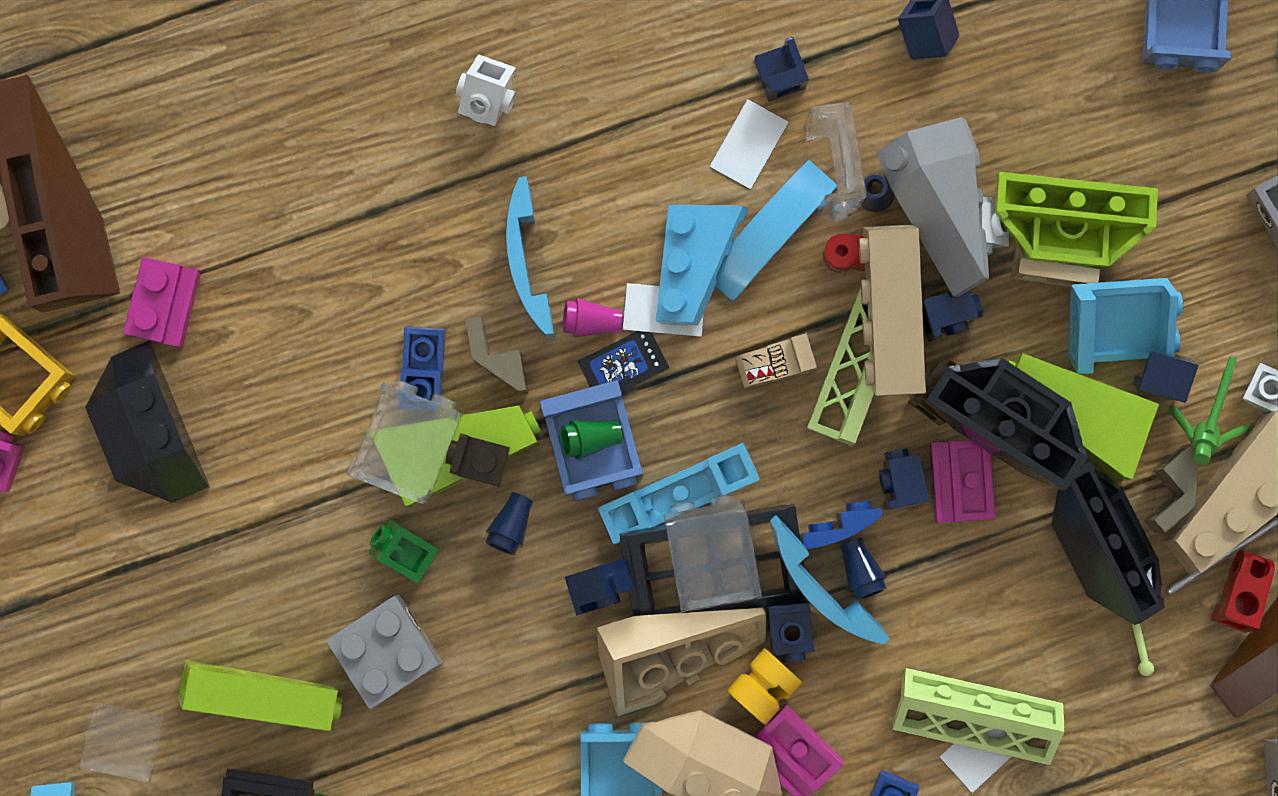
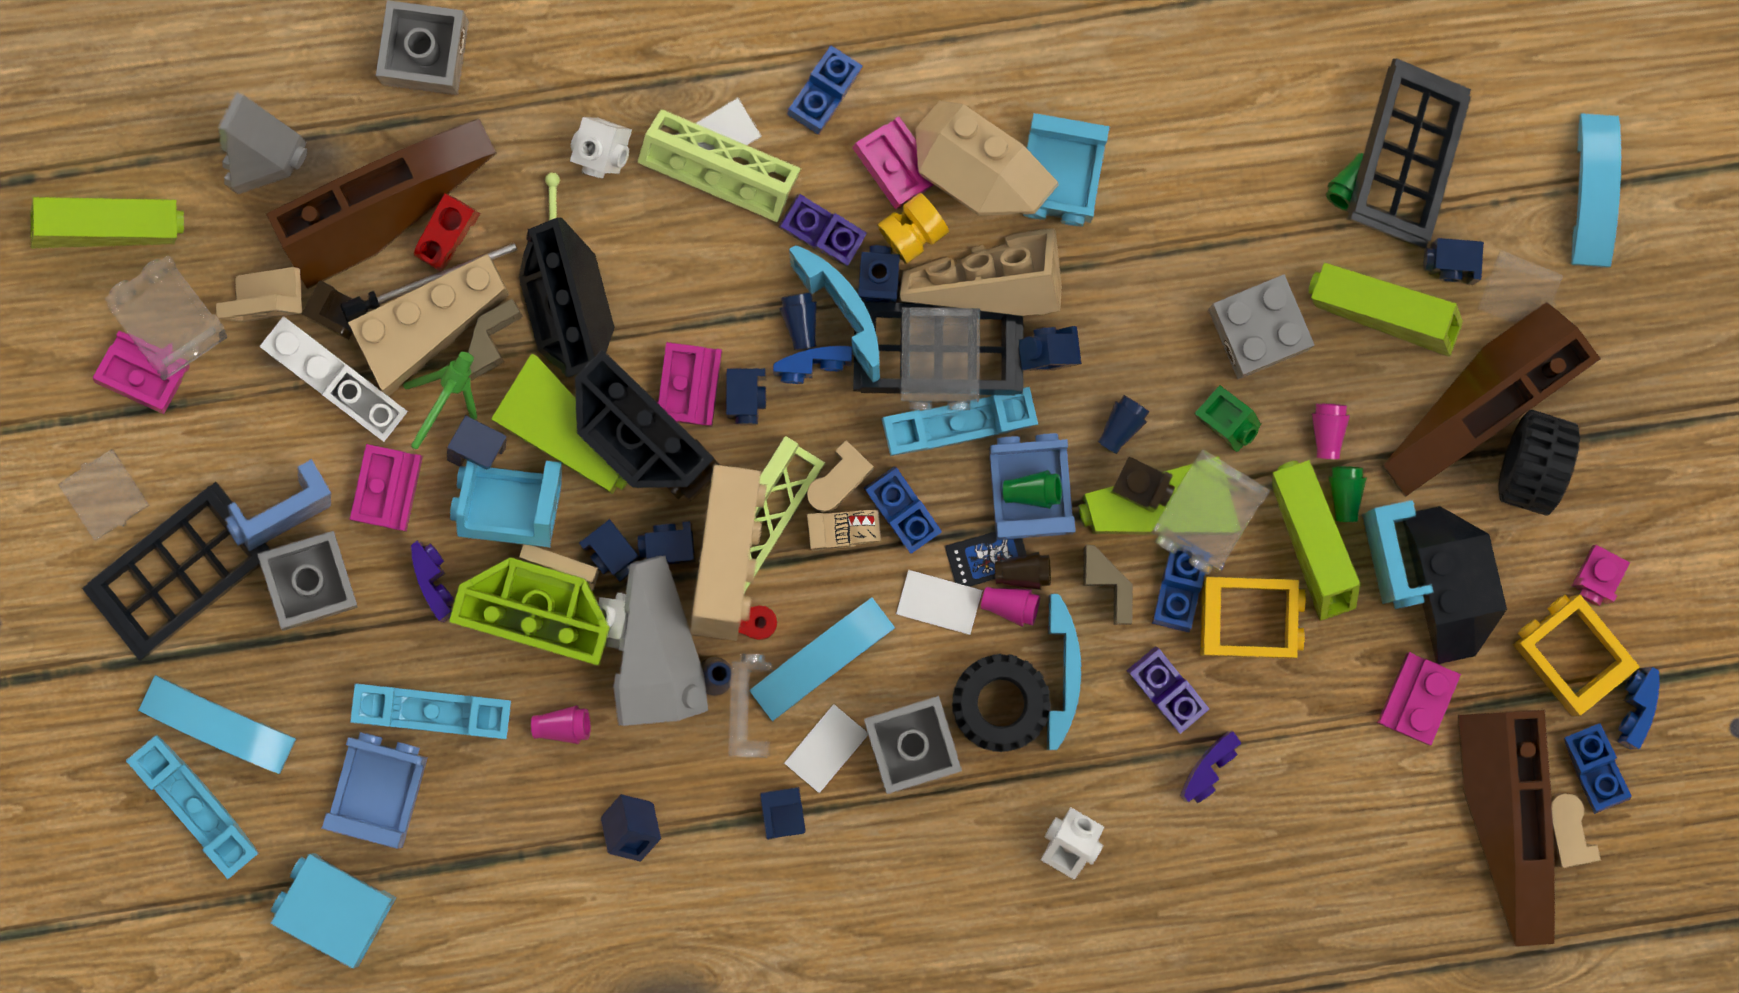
camera: 170 degrees left, 0 degrees up
(72, 560) = (1539, 462): none -> black tyre
(132, 628) = (1491, 393): none -> reddish brown wedge
(194, 761) = (1454, 260): none -> dark blue brick
(216, 436) = (1387, 555): none -> medium azure panel
(268, 500) = (1347, 491): none -> green cone
(293, 442) = (1316, 540): none -> lime slope
(297, 562) = (1329, 428): none -> dark pink cone
(368, 179) = (1202, 776): none -> dark purple slope
(385, 341) = (1211, 618): none -> yellow window
(417, 263) = (1168, 689): none -> dark purple slope
(583, 182) = (1035, 708): none -> black tyre
(583, 354) = (1024, 571): none -> dark brown cone
(665, 156) = (912, 745): none -> light grey brick
(692, 254) = (903, 645): medium azure wing -> none
(719, 394) = (902, 509): none -> blue slope
(797, 397) = (830, 491): none -> tan leg
(857, 668) = (822, 230): none -> dark purple slope
(1006, 297) = (611, 550): none -> dark blue brick
(1015, 114) = (563, 725): none -> dark pink cone
(1106, 711) = (600, 146): none -> white brick
(1153, 104) = (430, 711): none -> medium azure slope
(1188, 243) = (427, 570): none -> dark purple slope
(1246, 318) = (386, 487): none -> dark pink plate

